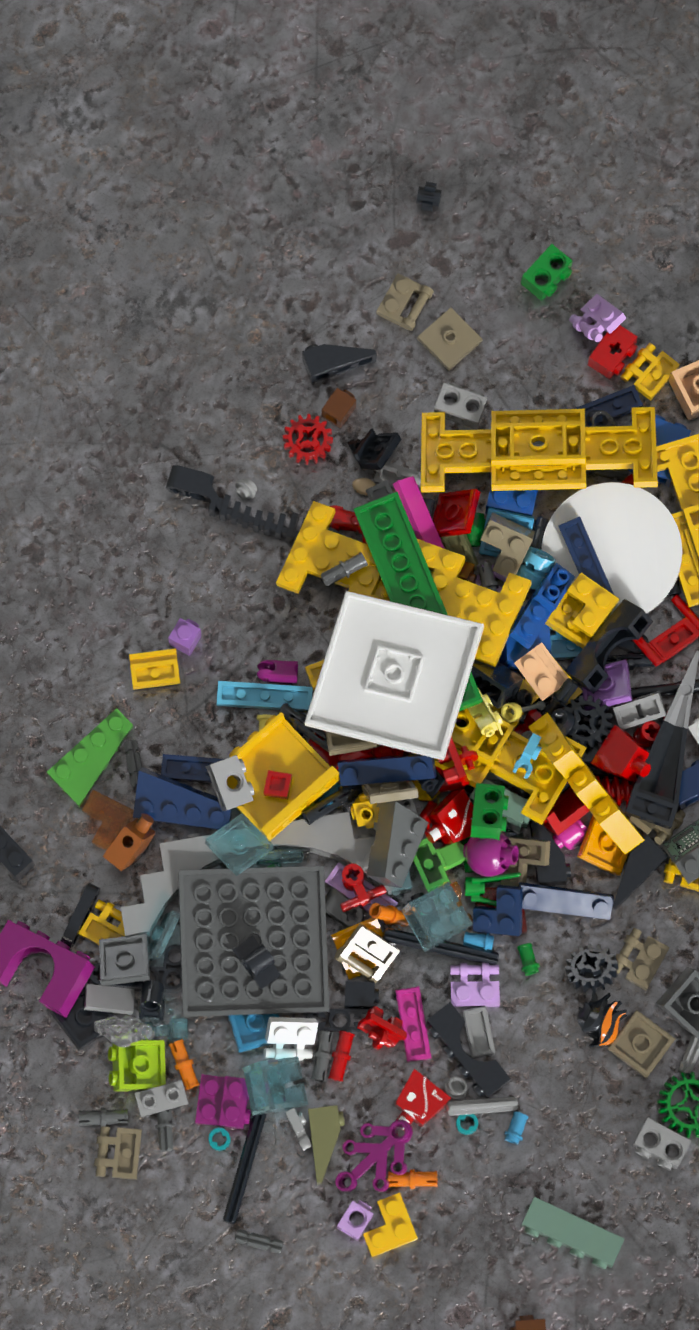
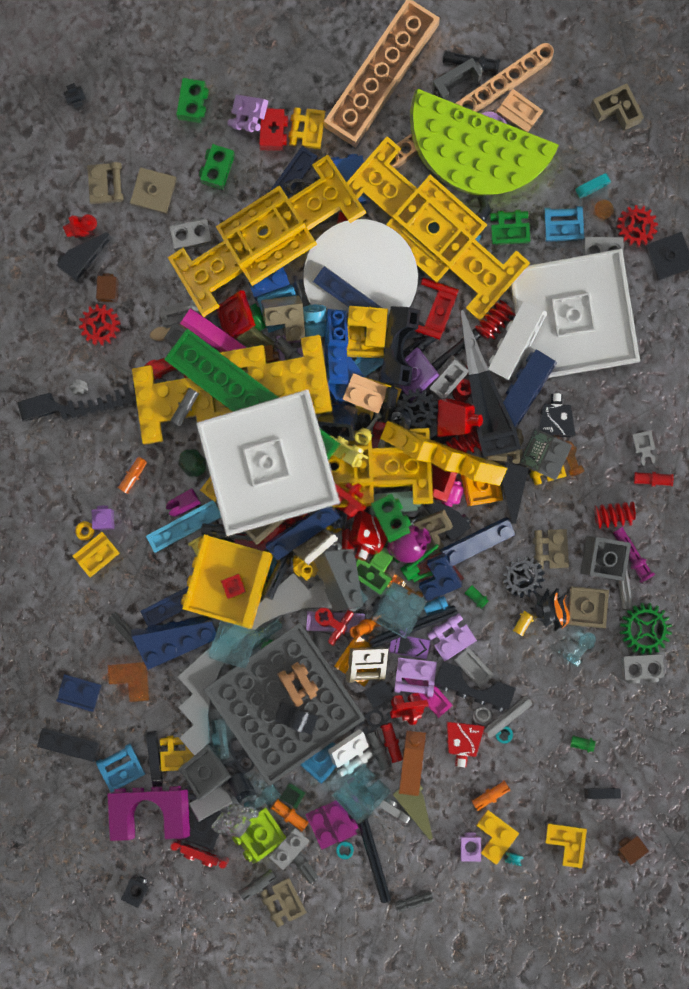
camera: 25 degrees left, 10 degrees up
(38, 912) = (123, 774): none -> dark azure plate
(44, 800) = (79, 693): none -> dark blue plate
(55, 1039) = (191, 852): none -> red plate
(85, 762) = (91, 643): bright green wing -> none
(131, 842) = (157, 683): dark orange torso -> none
(154, 632) = (80, 526): none -> yellow plate
(201, 1045) = (293, 794): none -> dark green panel
(228, 797) = (189, 605): light grey brick -> none
(244, 611) = (132, 475): none -> orange axle
(291, 915) = (299, 672): none -> medium nougat brick
(314, 636) = (192, 462): none -> clear green head
(350, 1087) = (412, 763): none -> dark orange slope
(351, 328) = (80, 226): none -> red hips
(374, 449) = (150, 304): black slope -> none
(377, 1155) = (458, 793): magenta plant -> none
(395, 1262) = (514, 858): none -> teal bush
(415, 995) = (415, 670): none -> lavender plate
(424, 968) = (410, 647): none -> tile
(471, 1282) = (573, 841): none -> yellow plate
(516, 1128) = (539, 717): dark azure pin -> none
(530, 752) = (394, 457): medium azure plate -> none
(535, 357) = (221, 167): none -> green brick
(535, 1252) = (602, 793): none -> black beam
(544, 1184) = (583, 743): none -> green pin
(561, 1017) = (523, 623): none -> yellow pin
(572, 1232) = (619, 764): sand green brick -> none
(616, 1080) = (585, 642): none -> clear light blue leg

